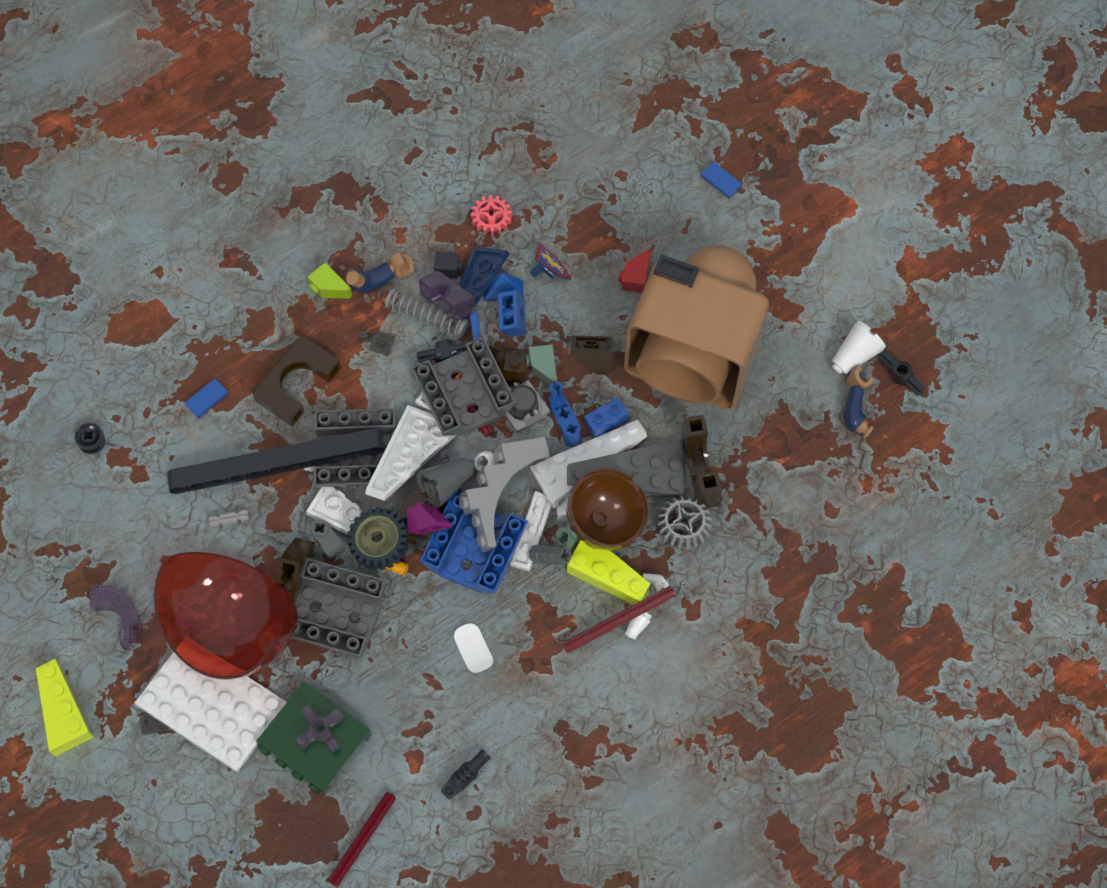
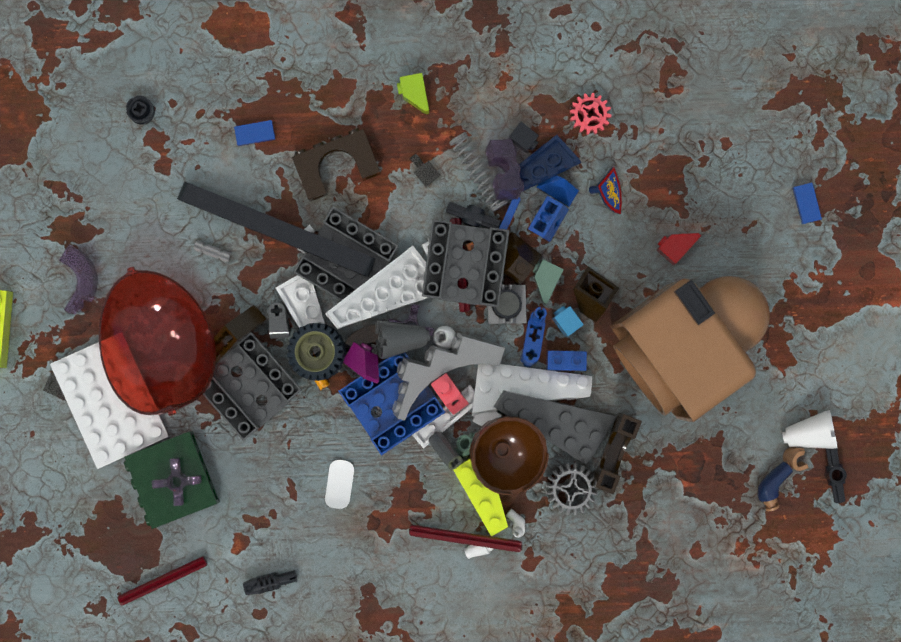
camera: 25 degrees right, 20 degrees up
(375, 278) = (464, 111): piece -> none
(517, 502) = (449, 393): none -> coral torso
(583, 383) = (567, 320): none -> dark azure brick

